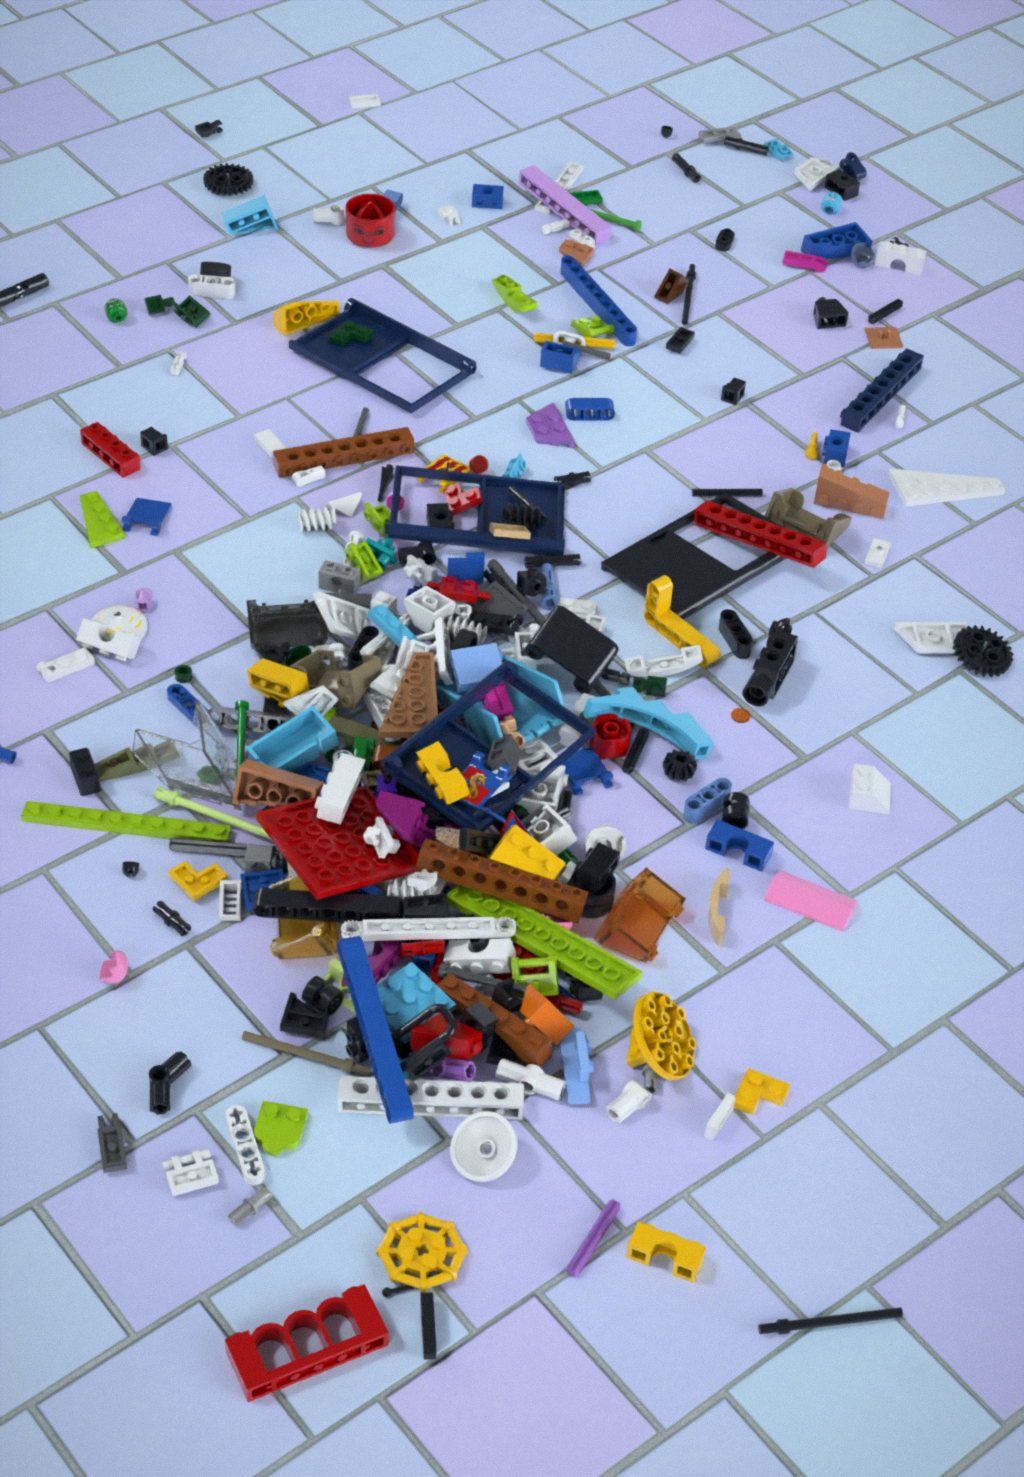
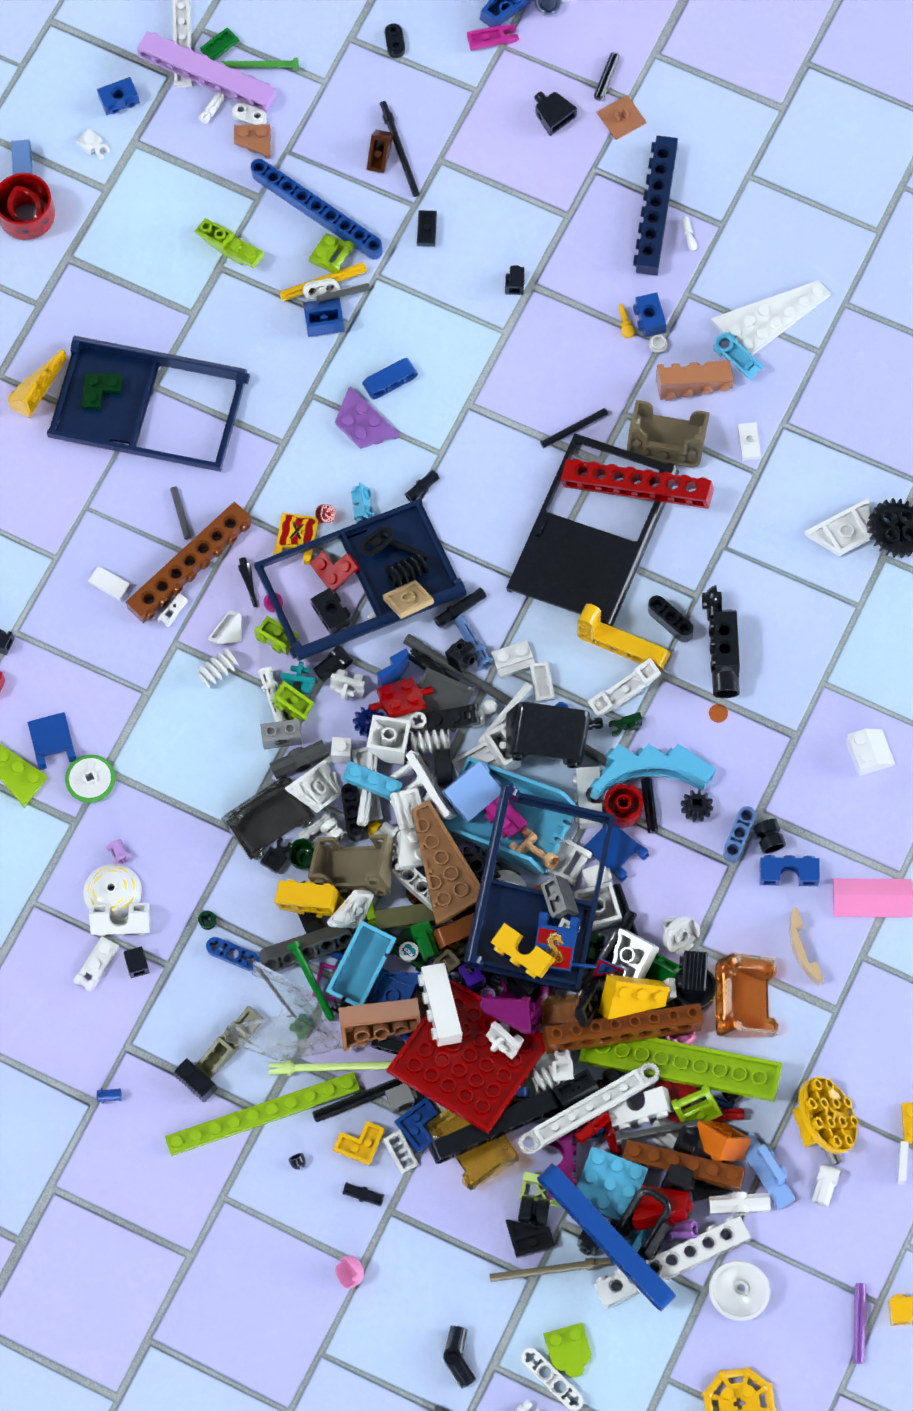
camera: 20 degrees left, 25 degrees up
(99, 674) = (136, 962): none -> black panel
(158, 548) = (91, 790): none -> white wheel
(508, 488) = (376, 540): none -> black plate
(899, 493) = (737, 355): none -> medium azure piece

